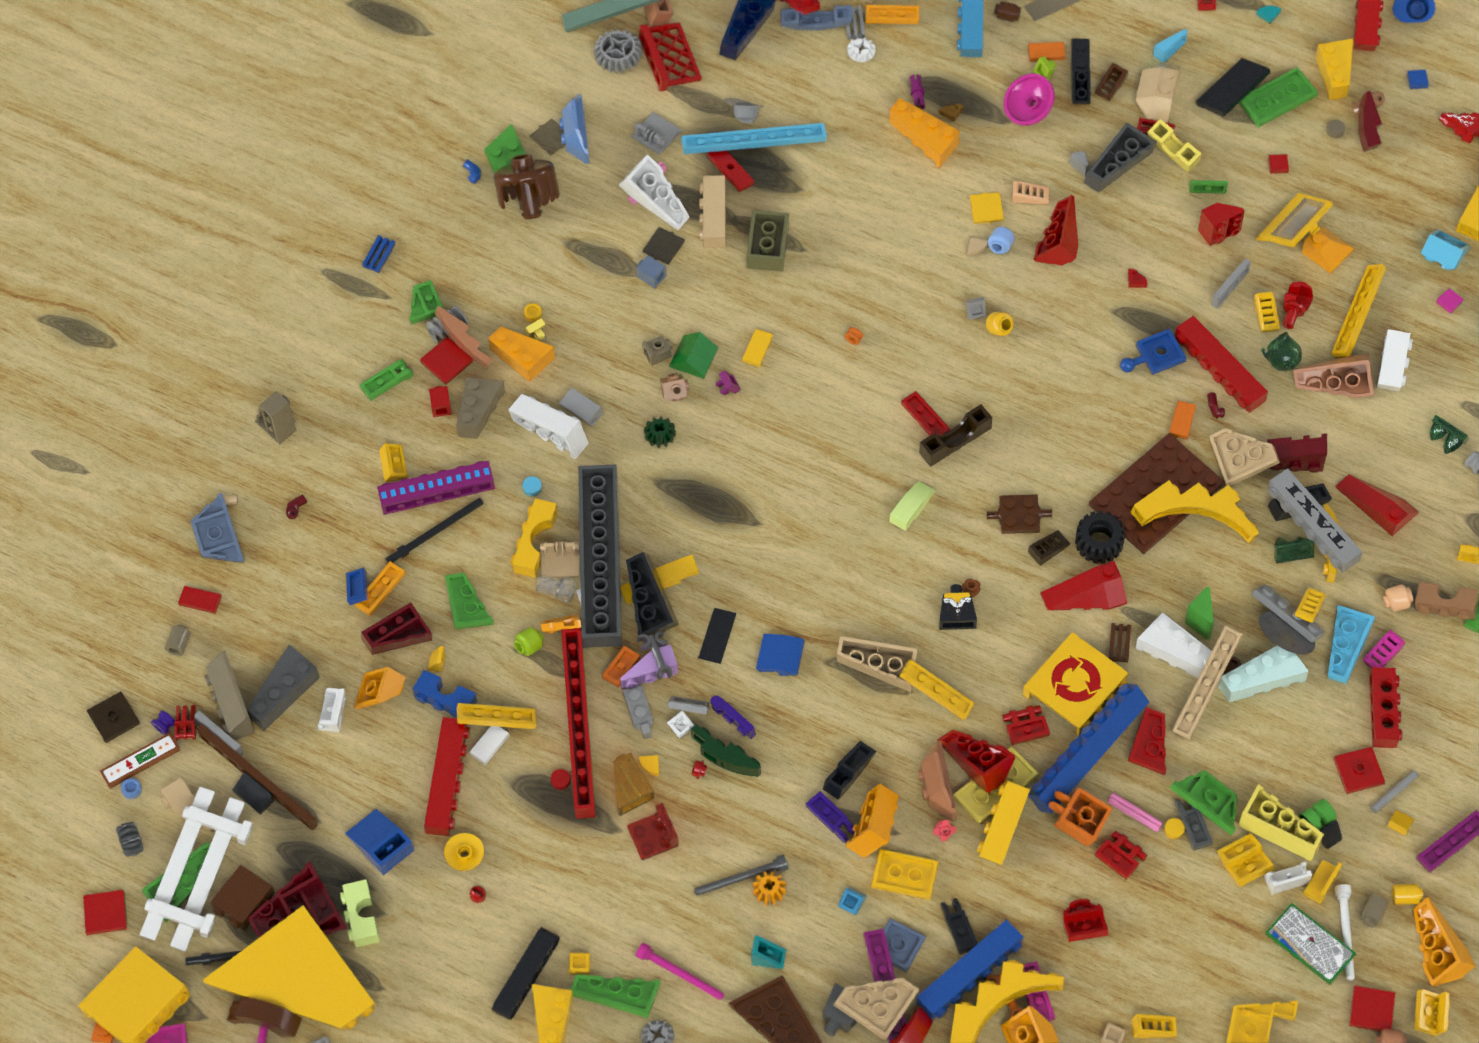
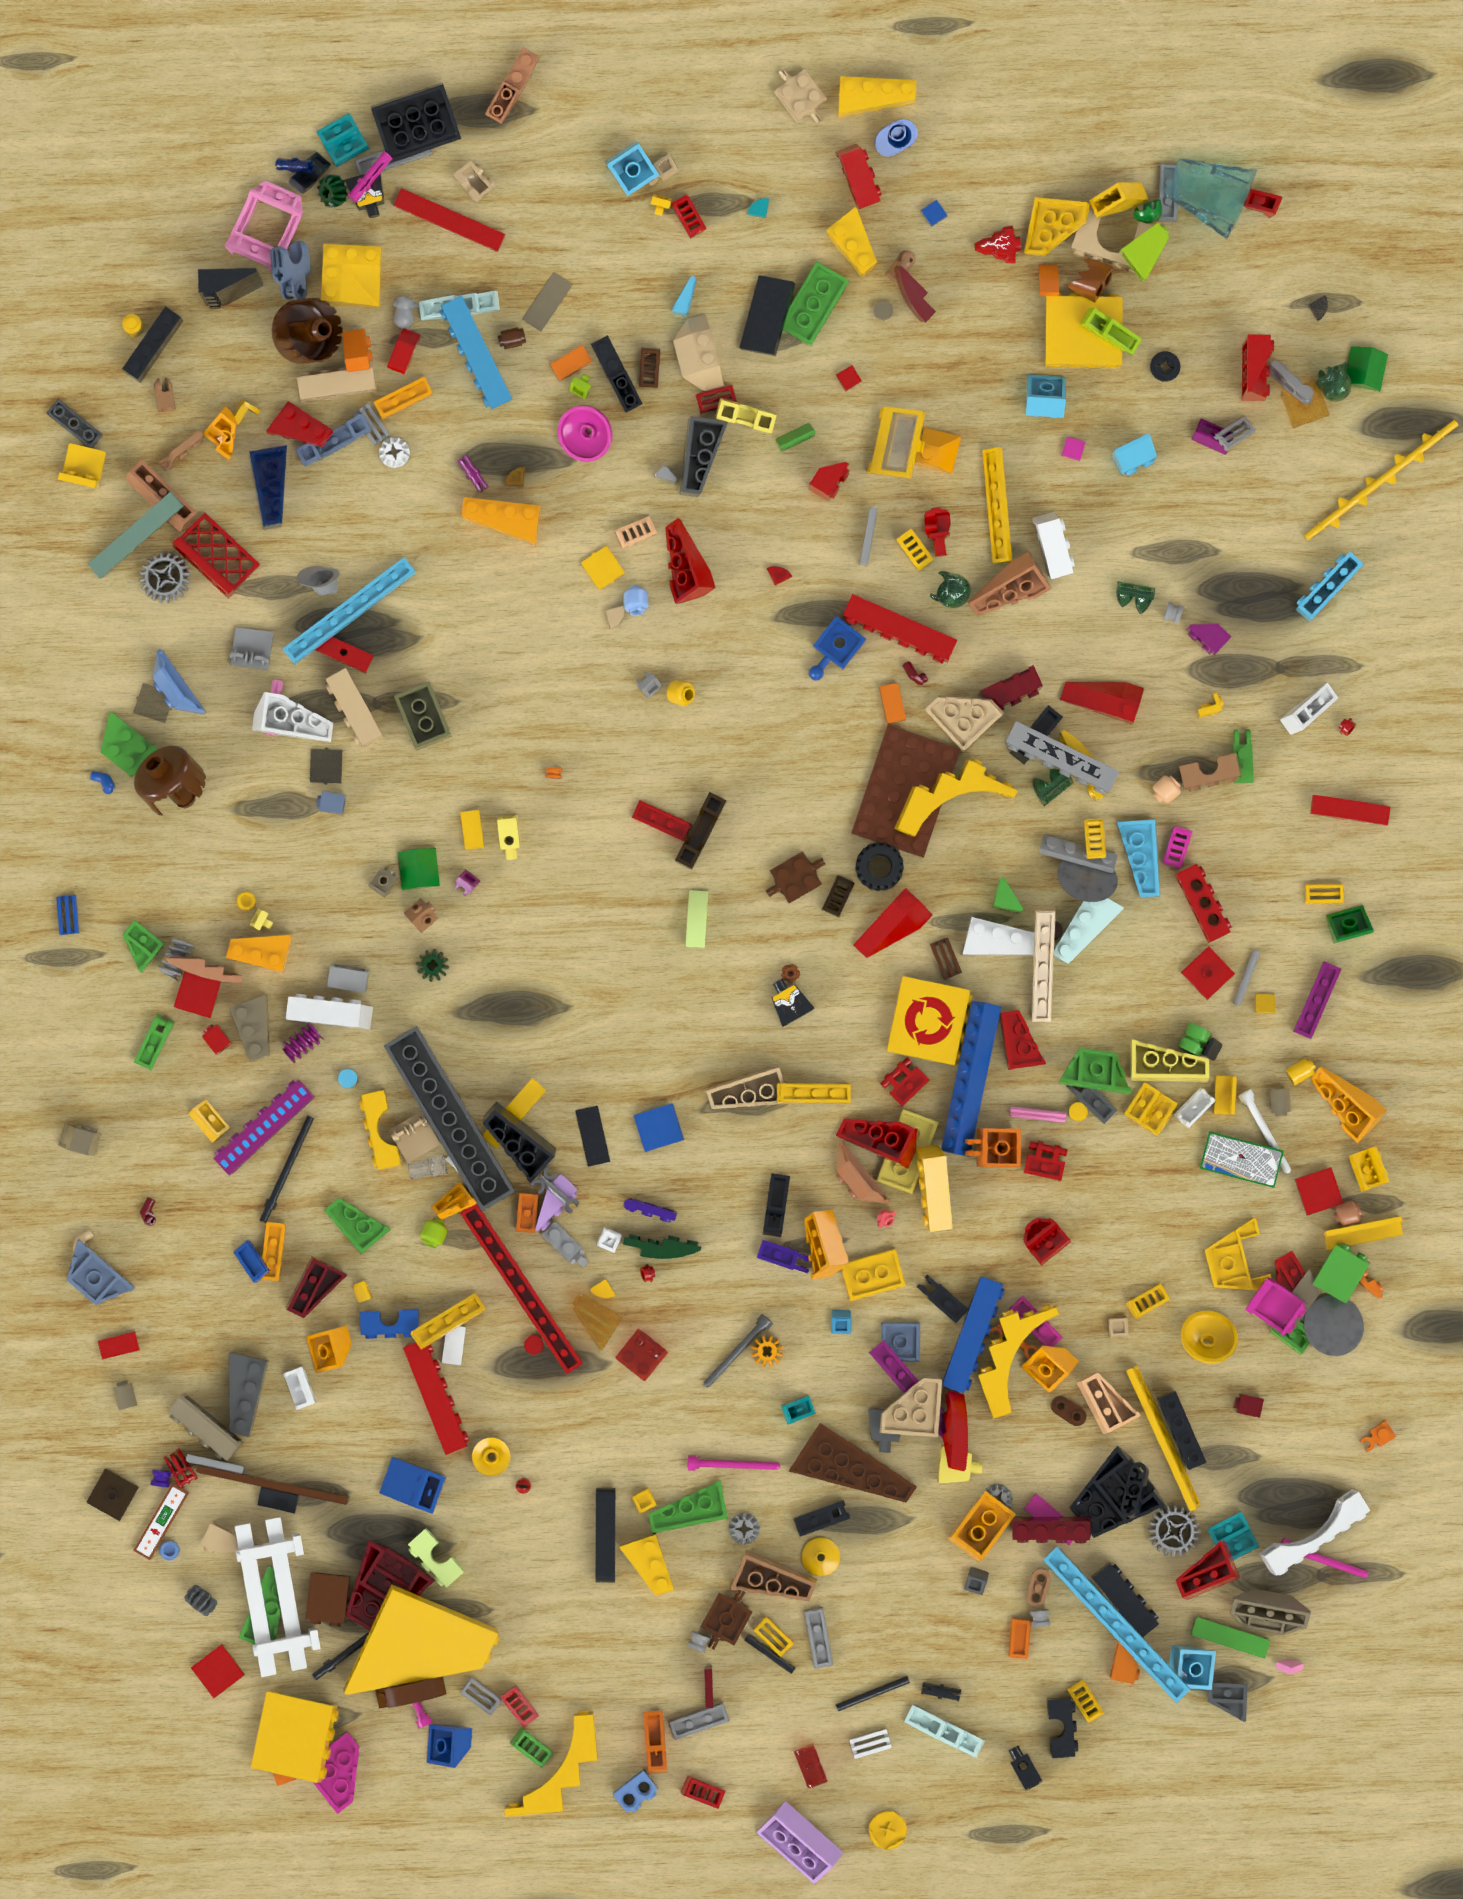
camera: 30 degrees left, 25 degrees up
(510, 436) = (302, 1042): none -> magenta piece
(688, 705) = (606, 1219): light grey tile -> none
(787, 360) = (509, 827): none -> light yellow torso

